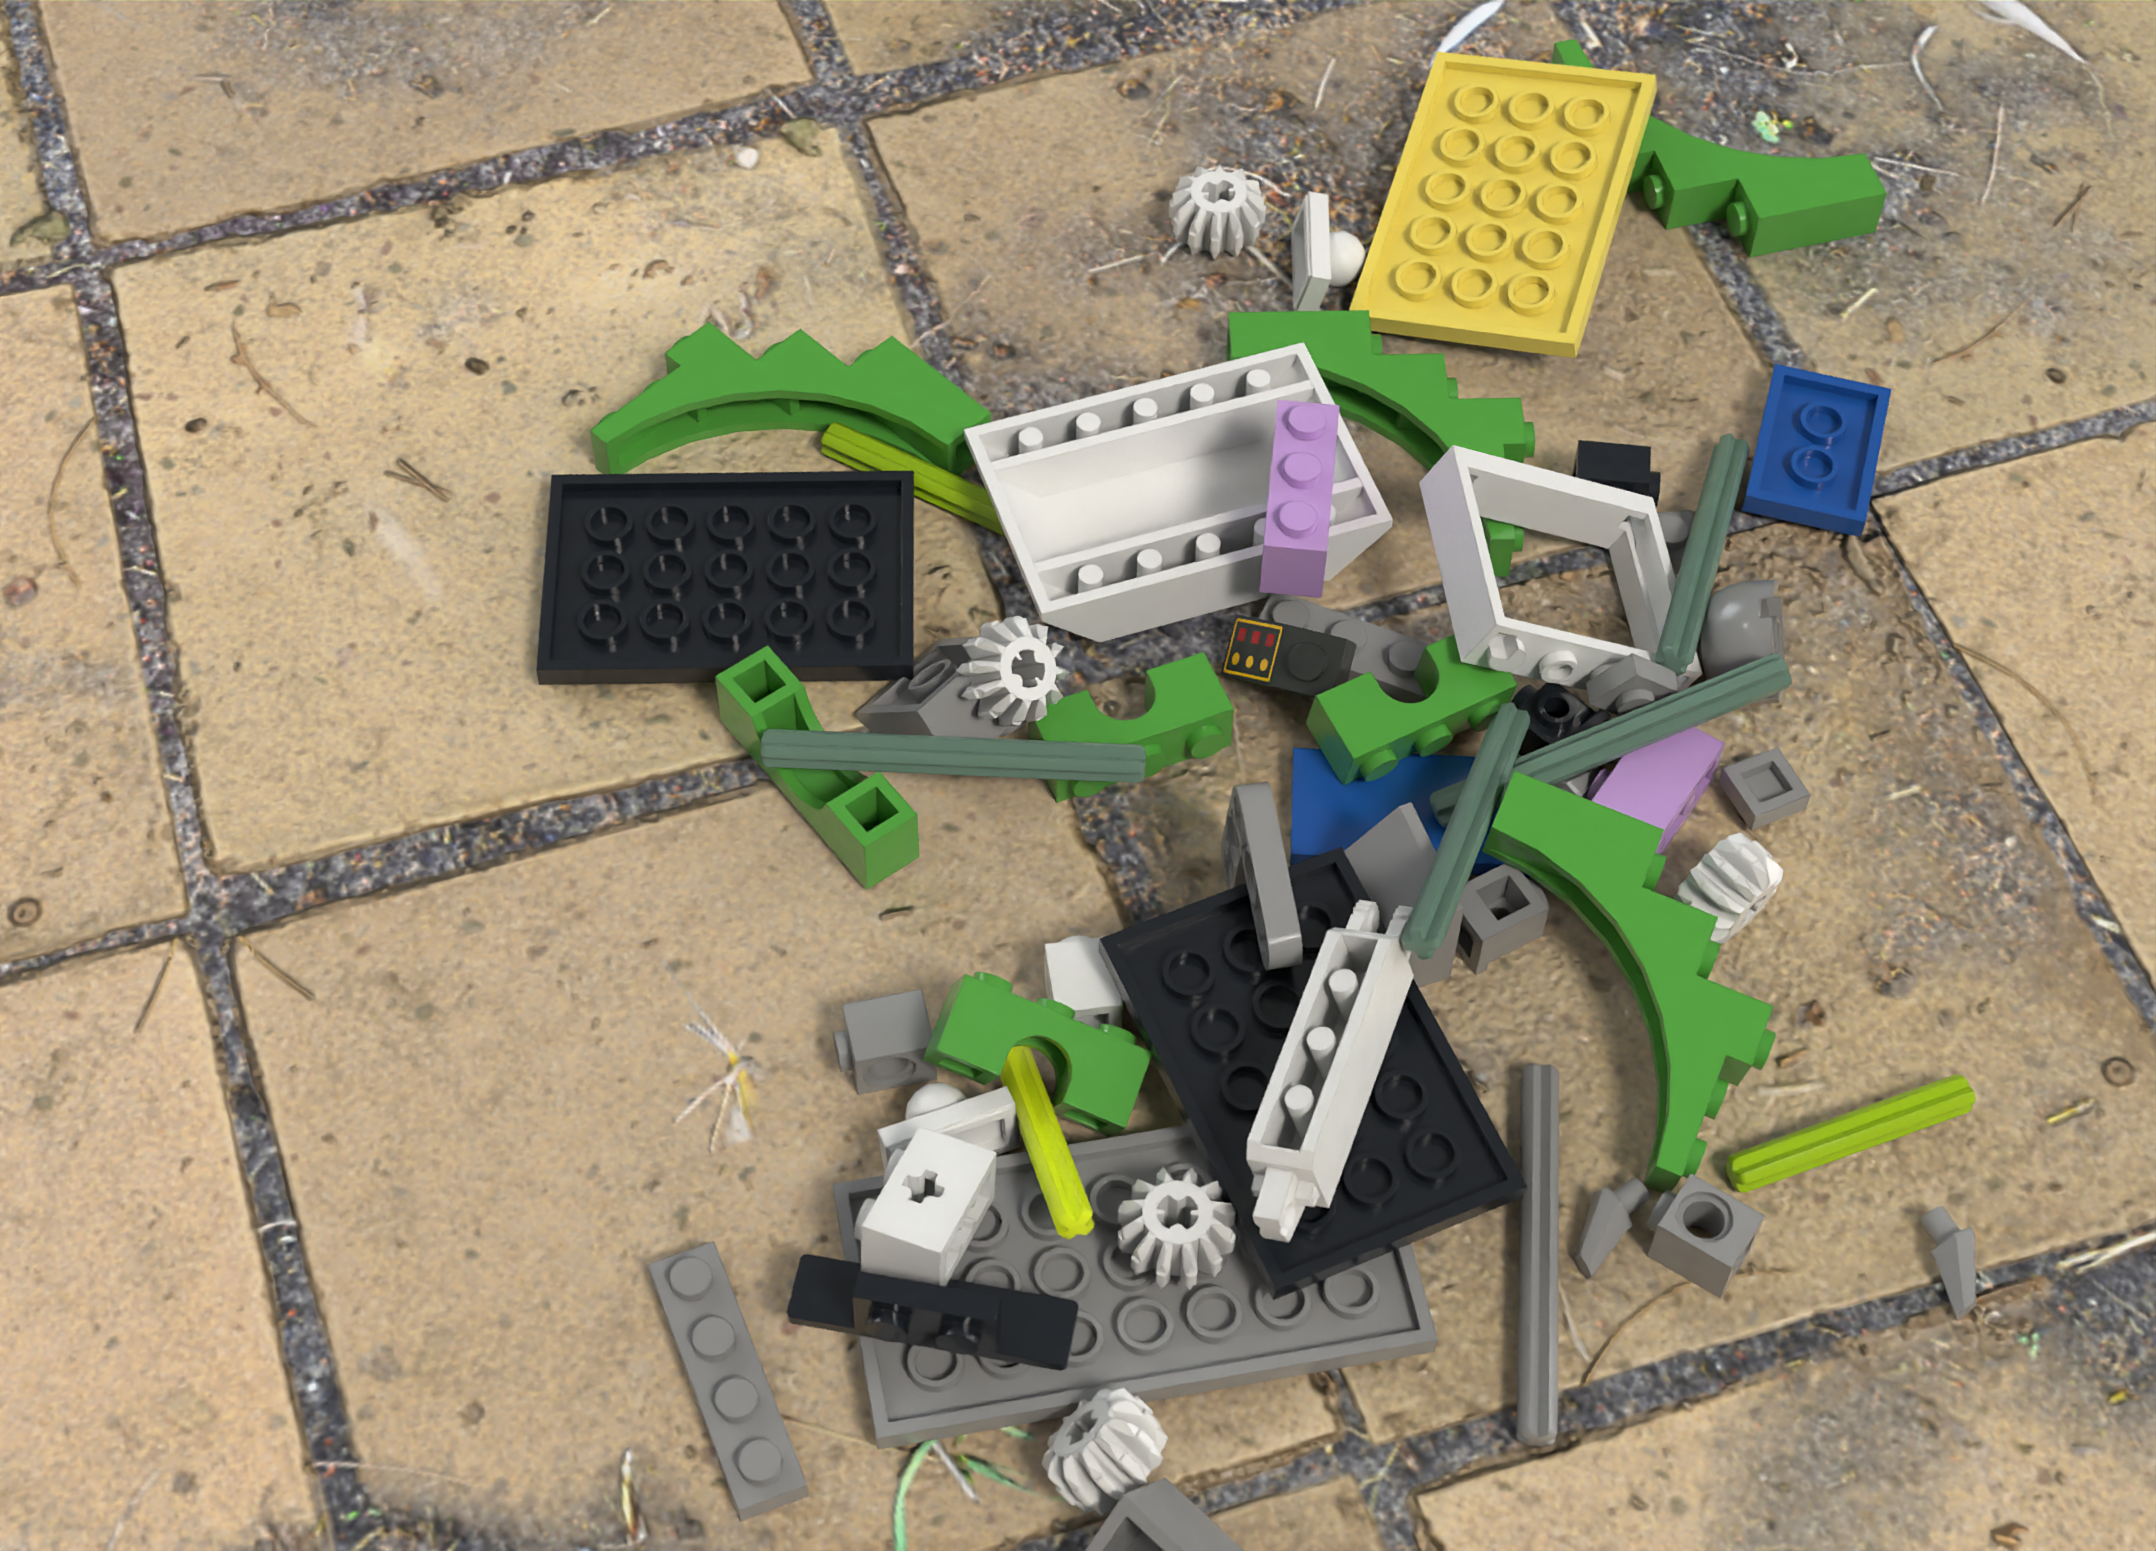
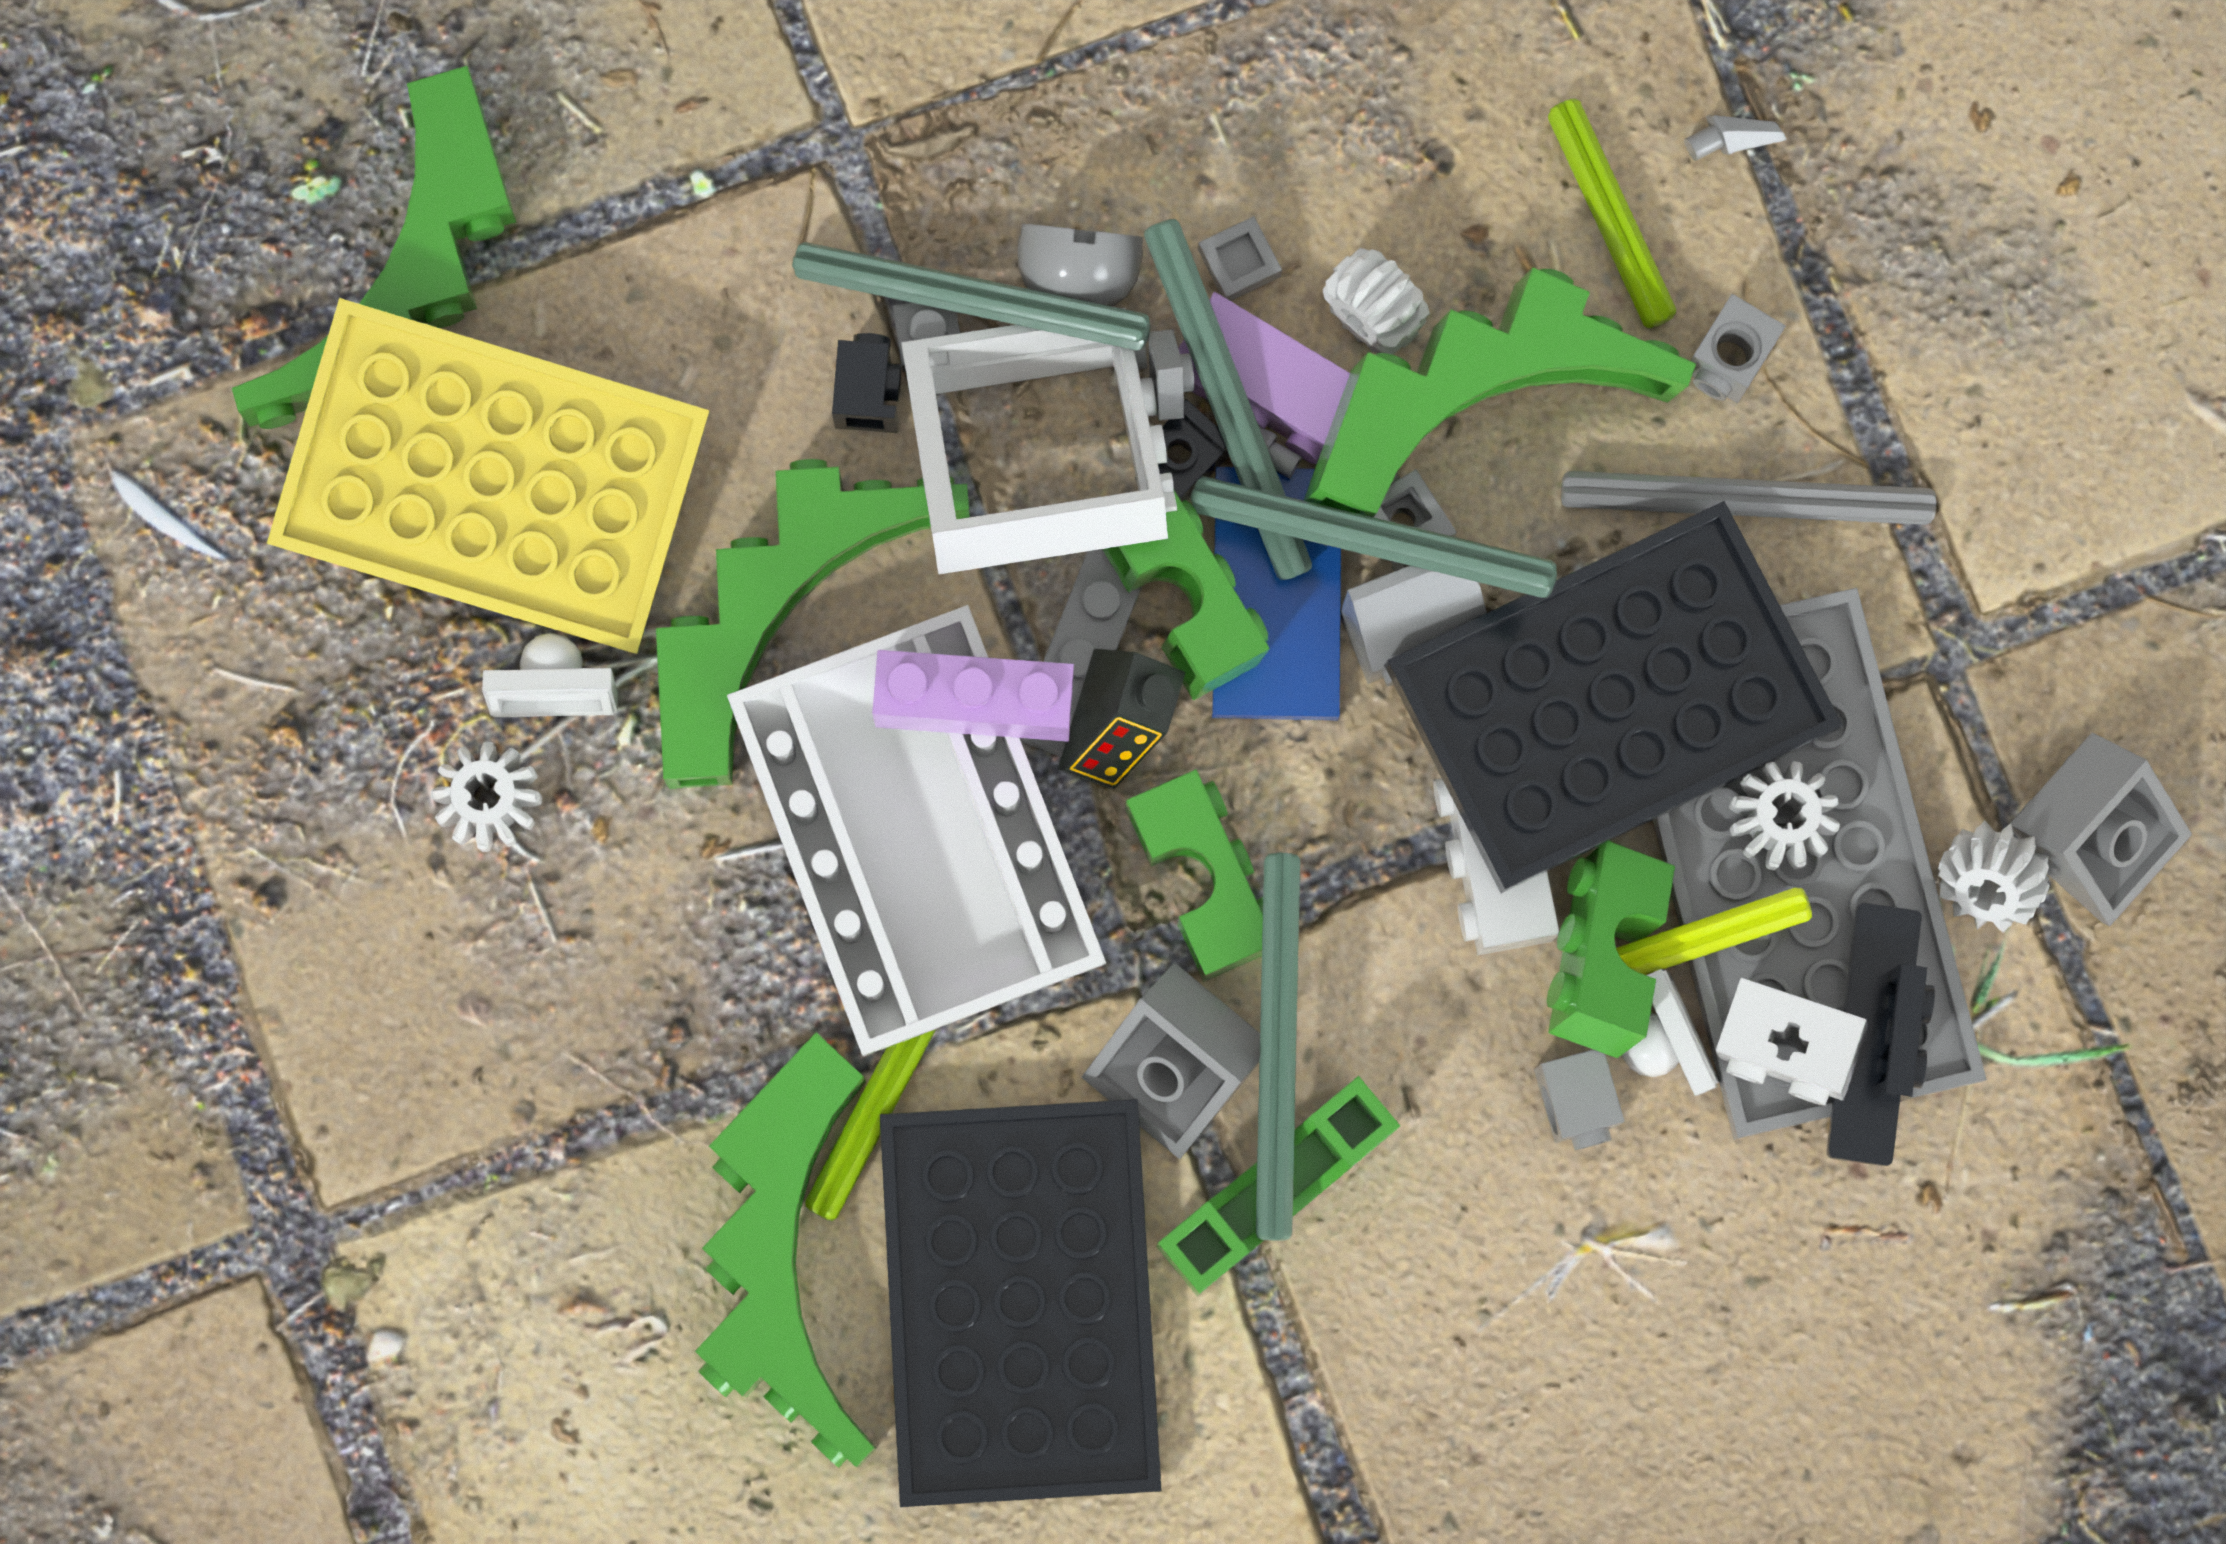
camera: 95 degrees left, 25 degrees up
(728, 1381) = (1922, 1222): light grey plate -> none
(1015, 647) = (1192, 986): white gear -> none
(1256, 856) = (1388, 741): light grey beam -> none
(1327, 1069) = (1650, 668): white hinge -> none
(1607, 1223) = (1717, 435): light grey bar -> none
(1817, 450) = (806, 172): blue plate -> none

